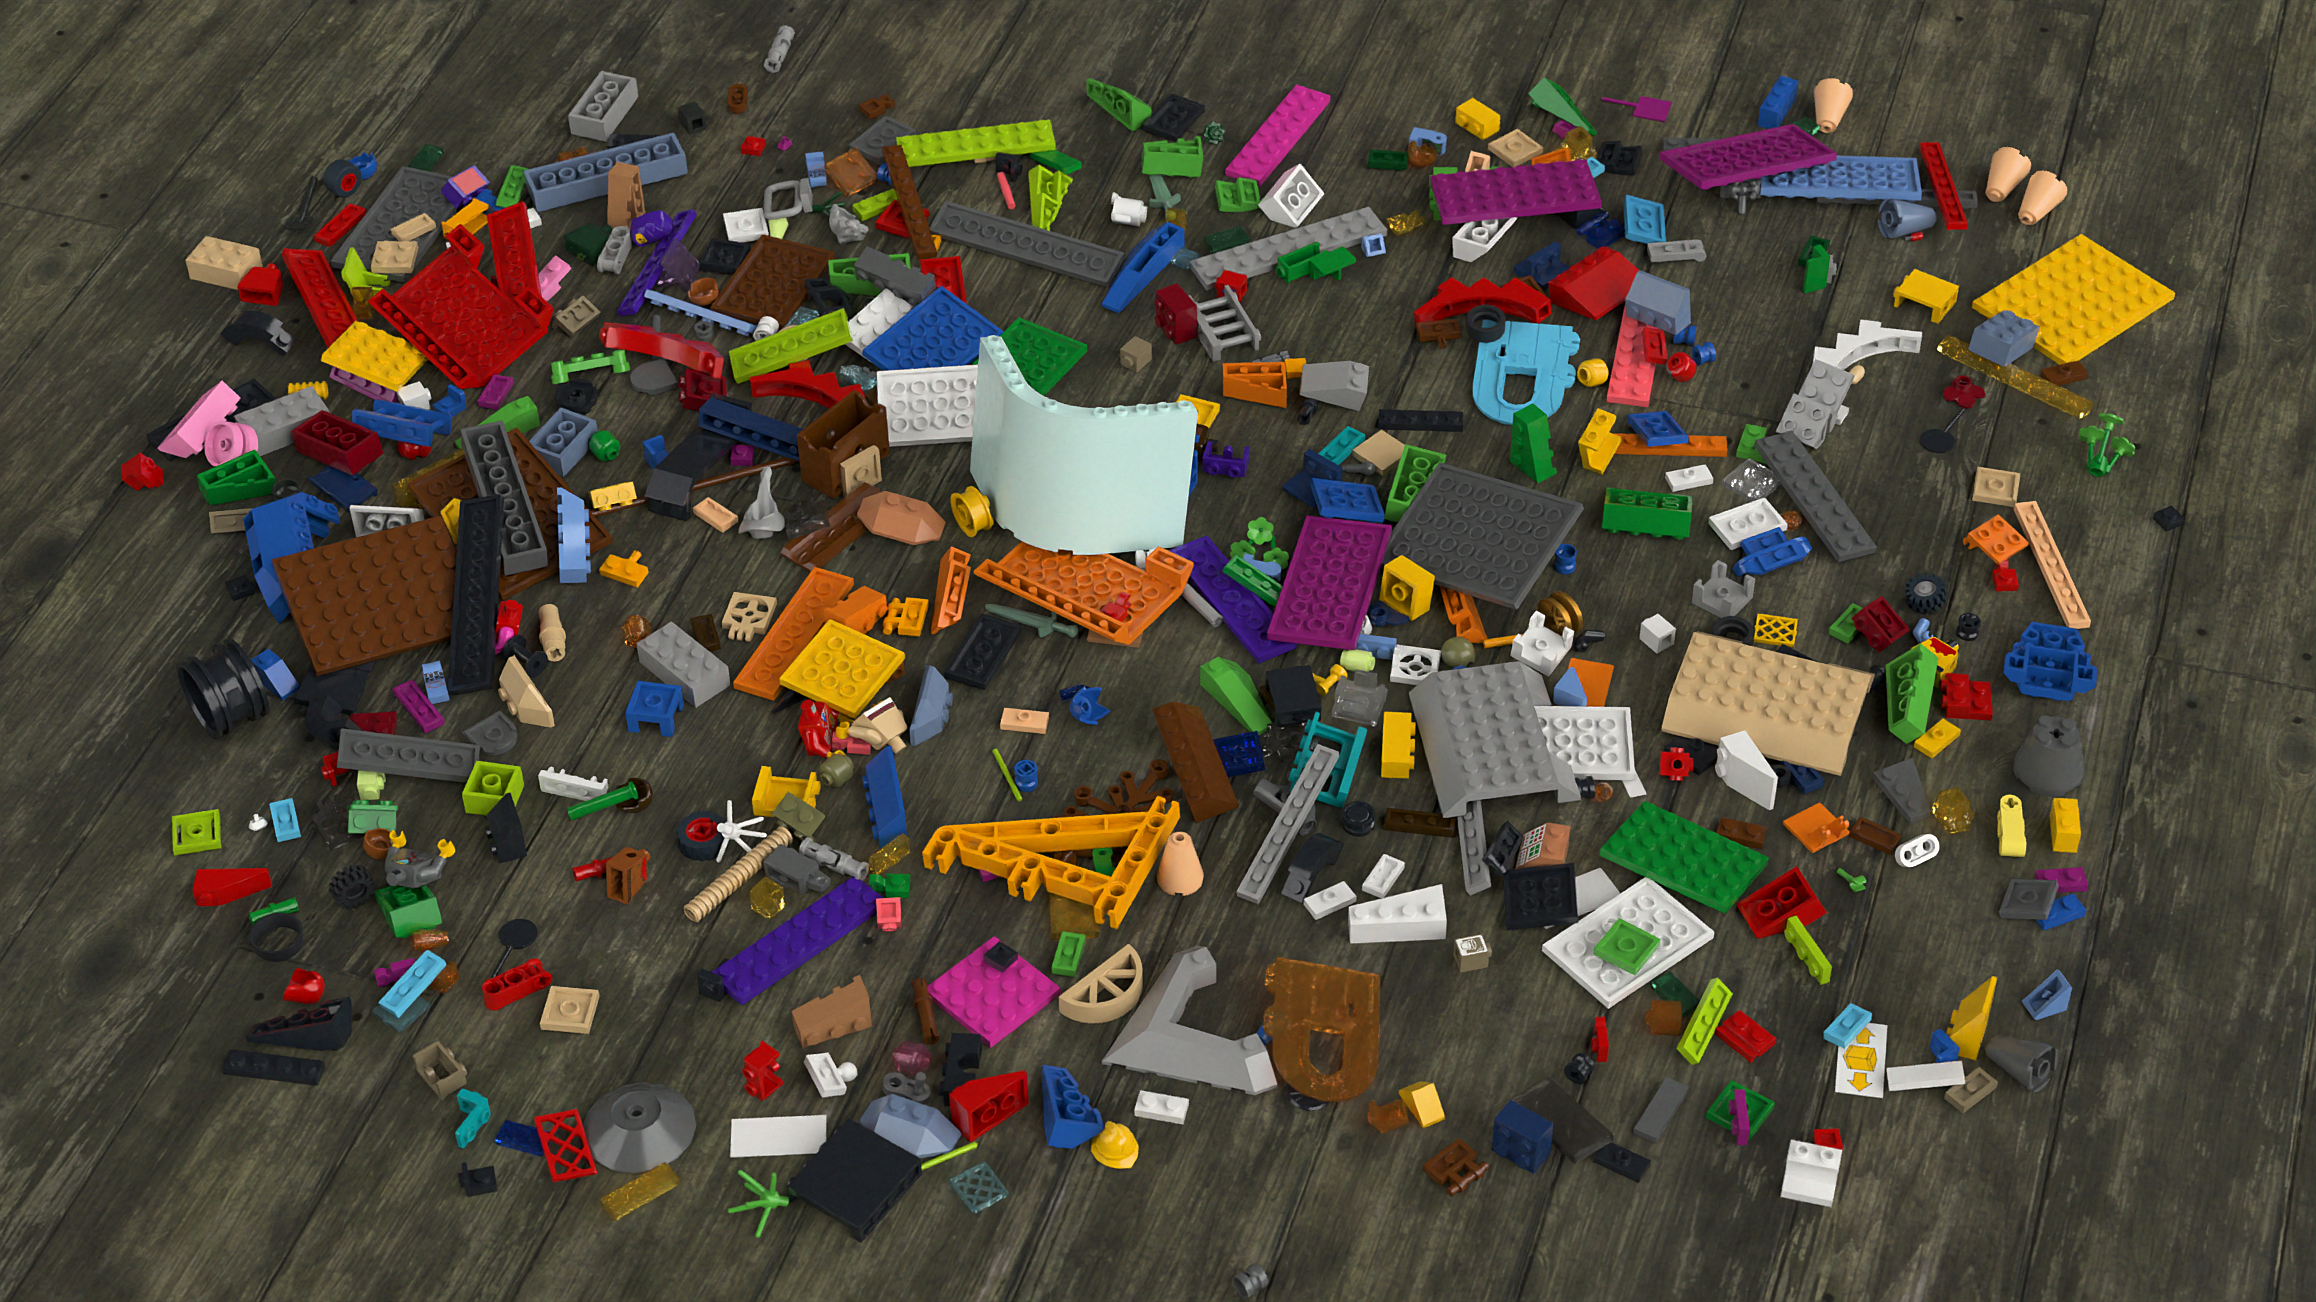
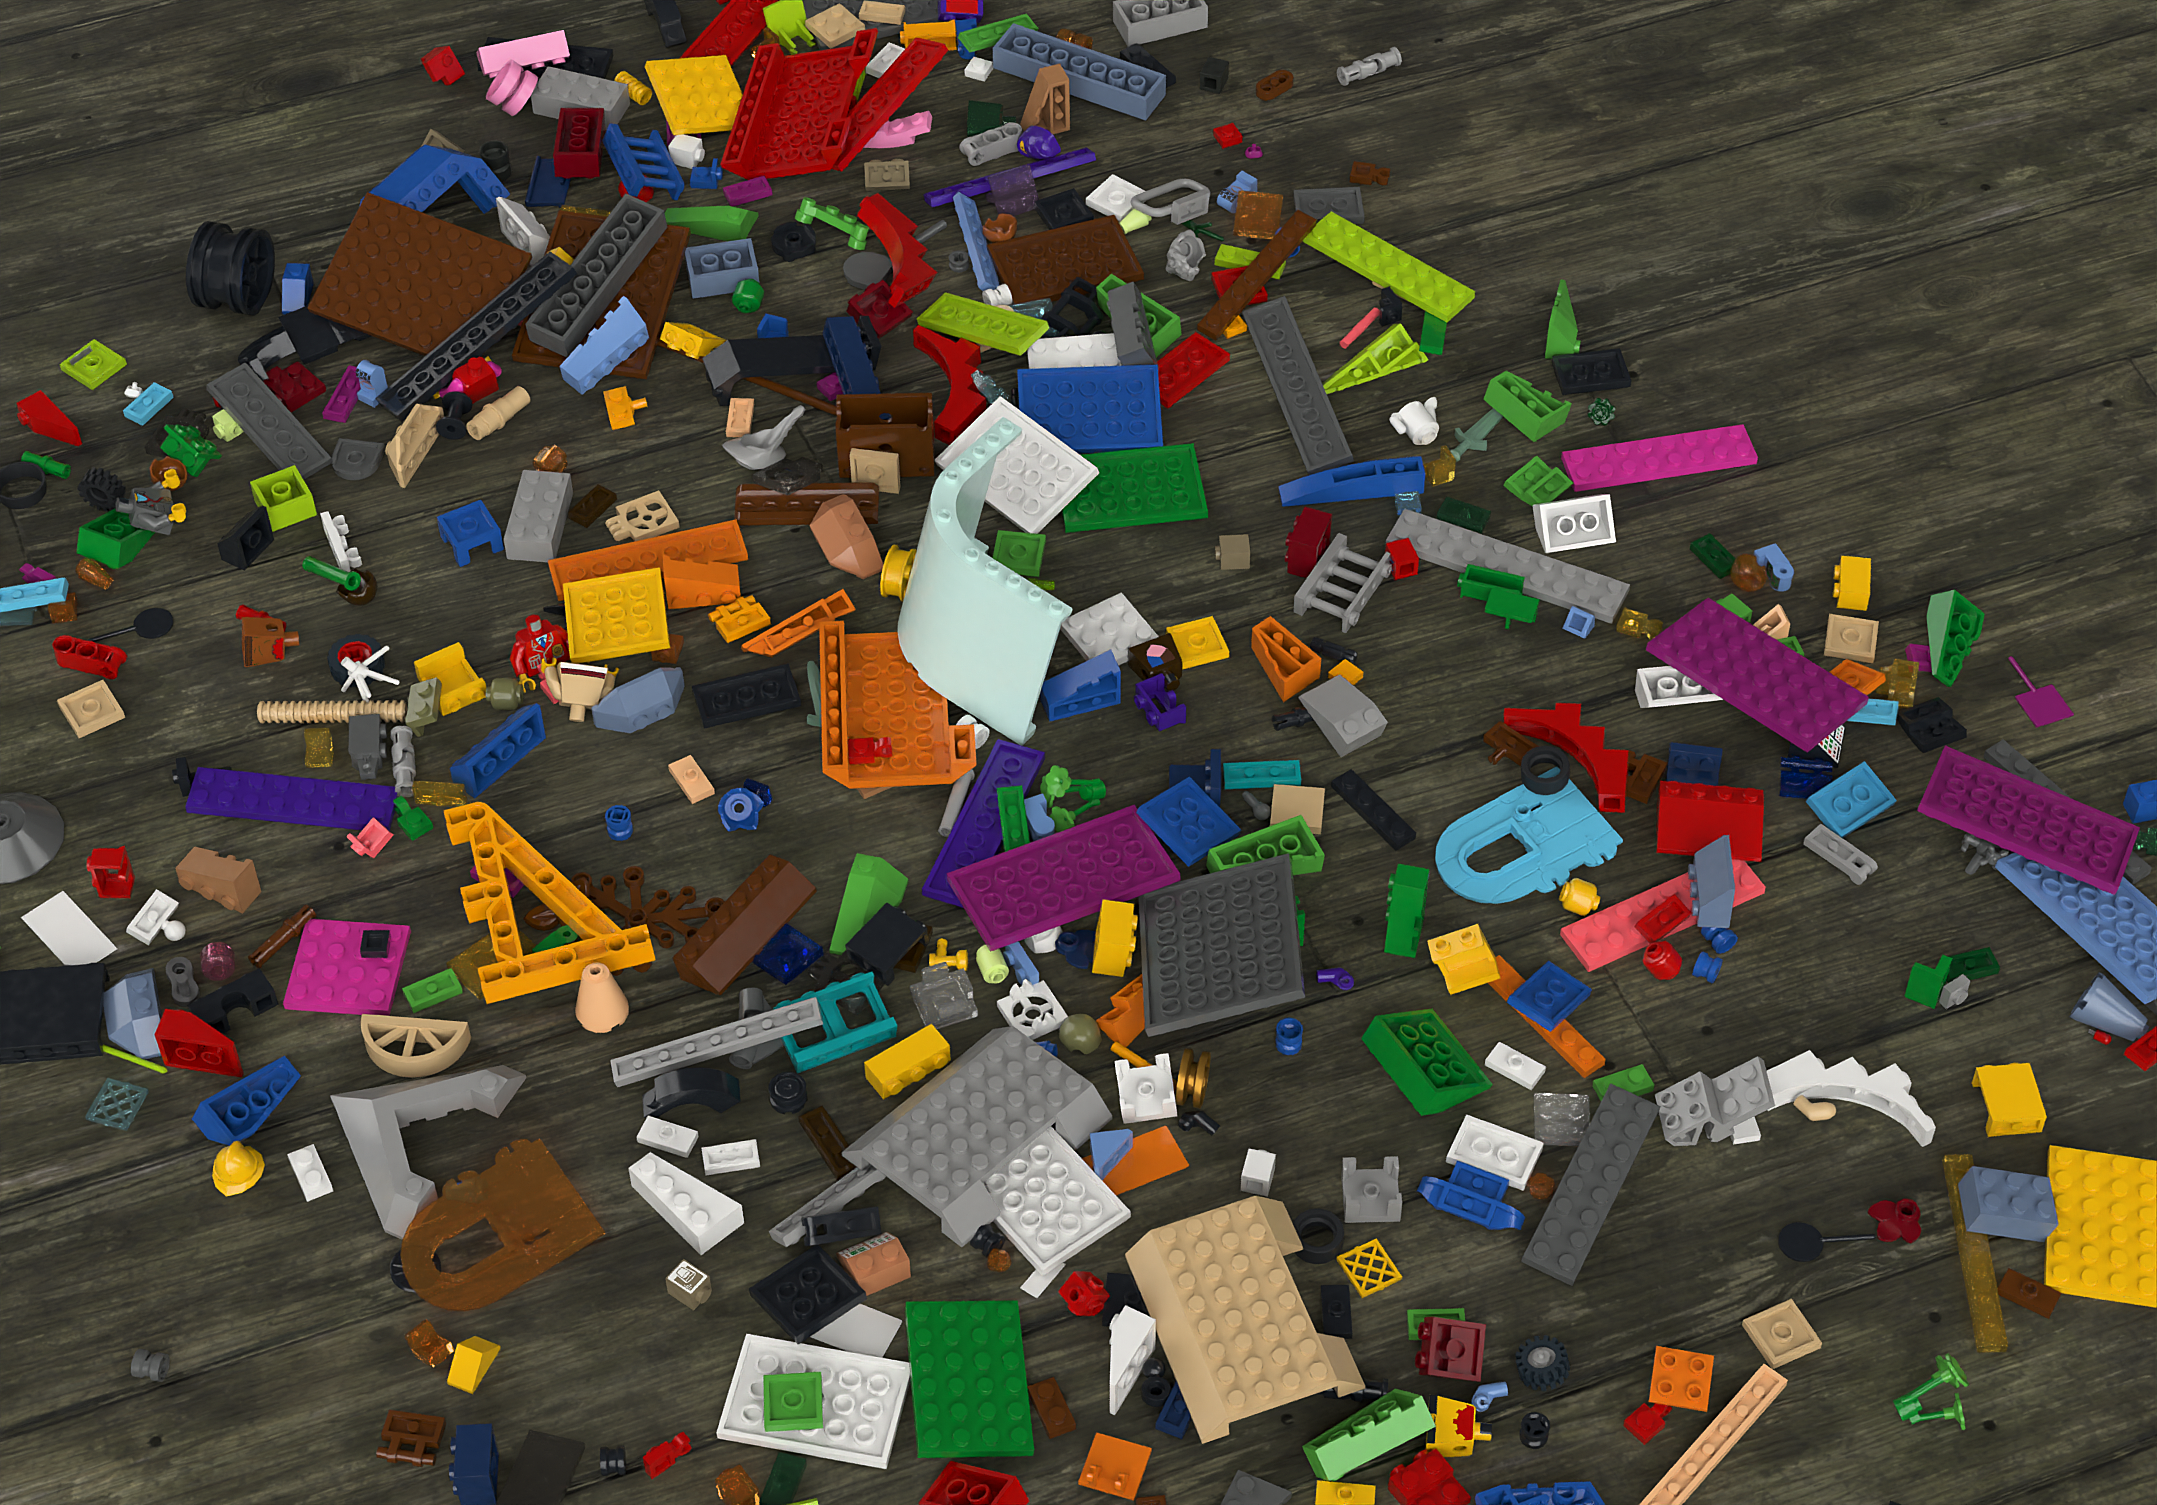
camera: 50 degrees right, 5 degrees up
(237, 480) = (485, 117): green wedge -> none
(1007, 775) = (623, 801): lime axle -> none

